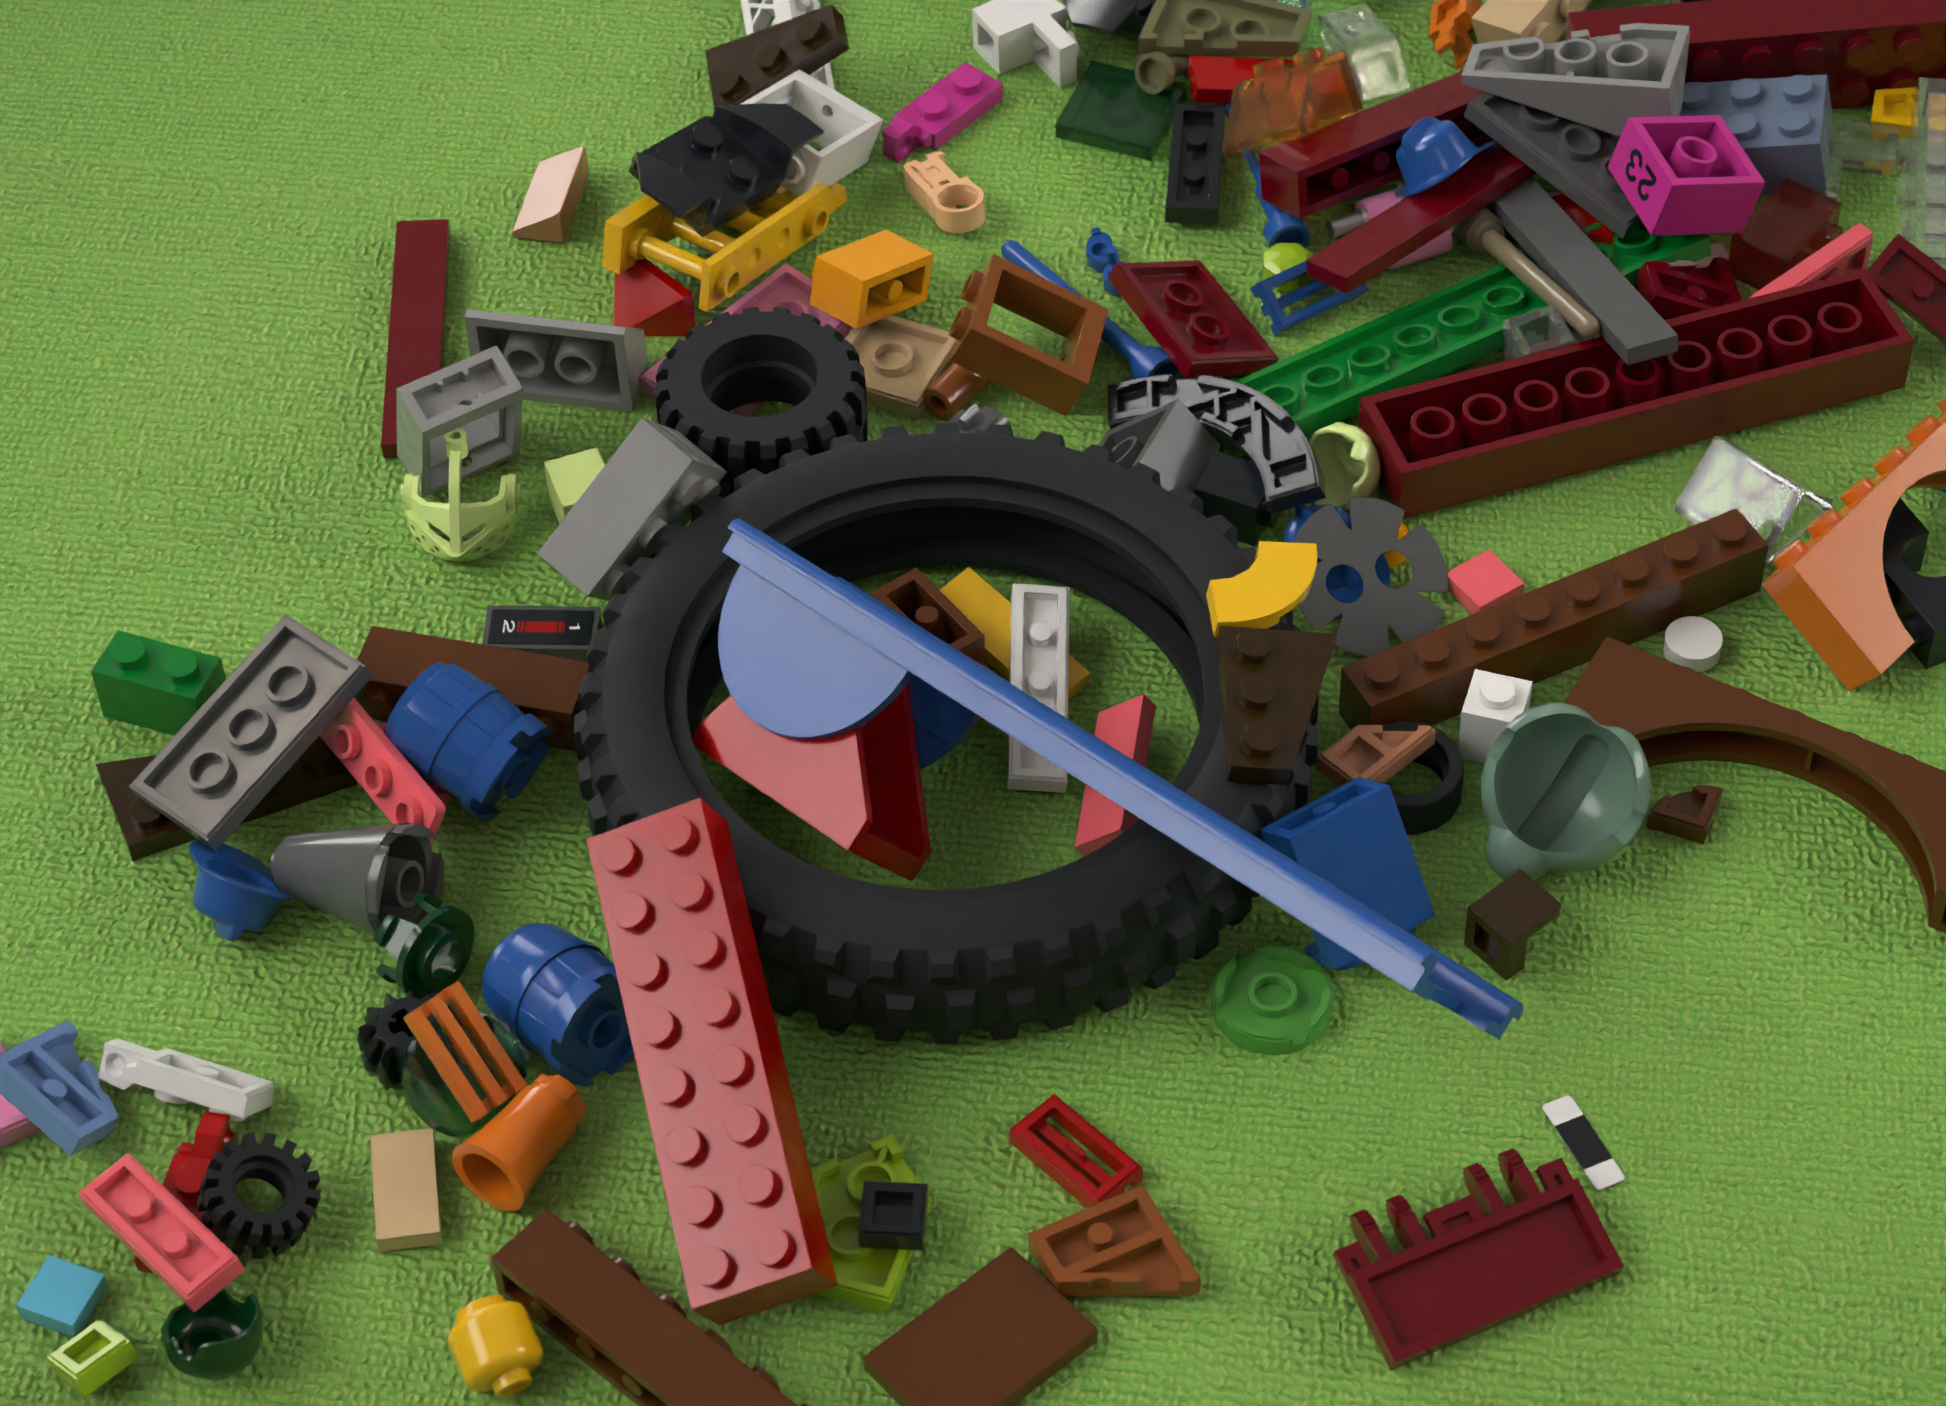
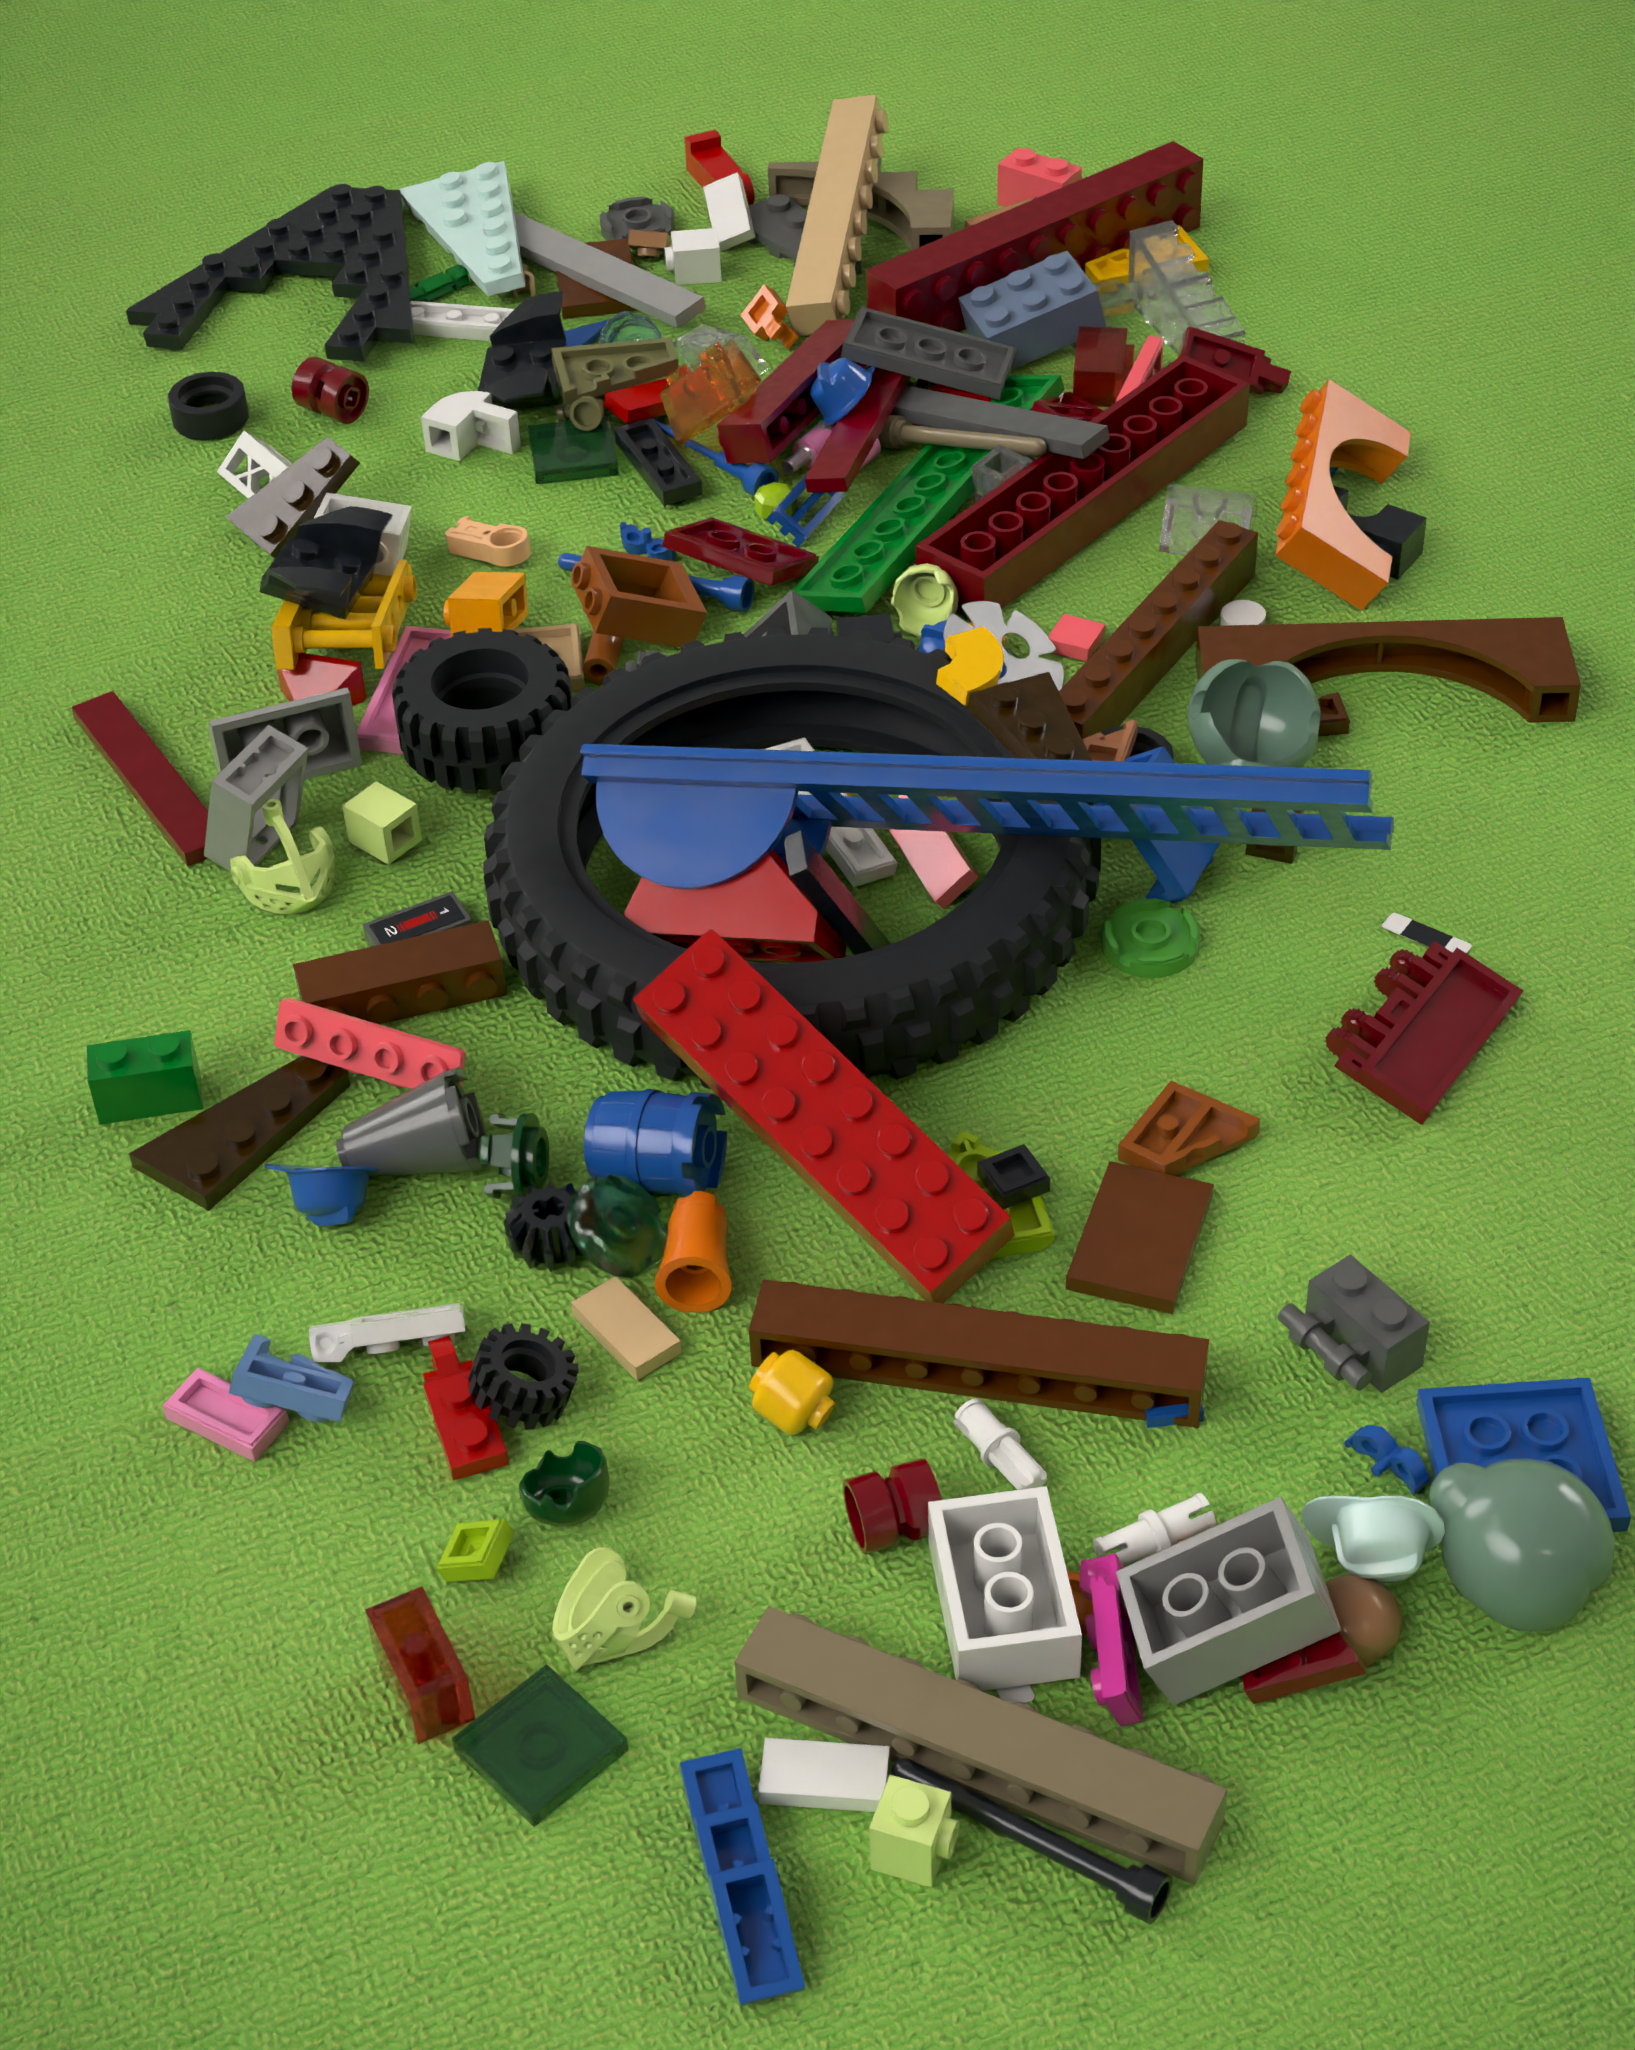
camera: 30 degrees left, 5 degrees down
(62, 1296) = (410, 1523): medium azure tile -> none
(161, 1232) = (467, 1433): coral tile -> none
(250, 732) = (259, 1068): dark grey tile -> none
(467, 738) = (438, 998): blue piece -> none
(484, 1040) = (619, 1196): orange tile -> none
(553, 197) = (182, 649): slope -> none
(628, 505) = (455, 802): light grey brick -> none
(909, 813) = (831, 896): none -> black tile
(941, 112) = (440, 494): dark pink hinge -> none
(1062, 1172) = (1097, 1093): red tile -> none
(1239, 417) = (841, 589): black tile -> none
(1488, 708) = (1161, 703): white brick -> none
(1588, 78) = (935, 298): light grey wedge -> none
(1686, 175) = (1026, 337): dark pink brick -> none

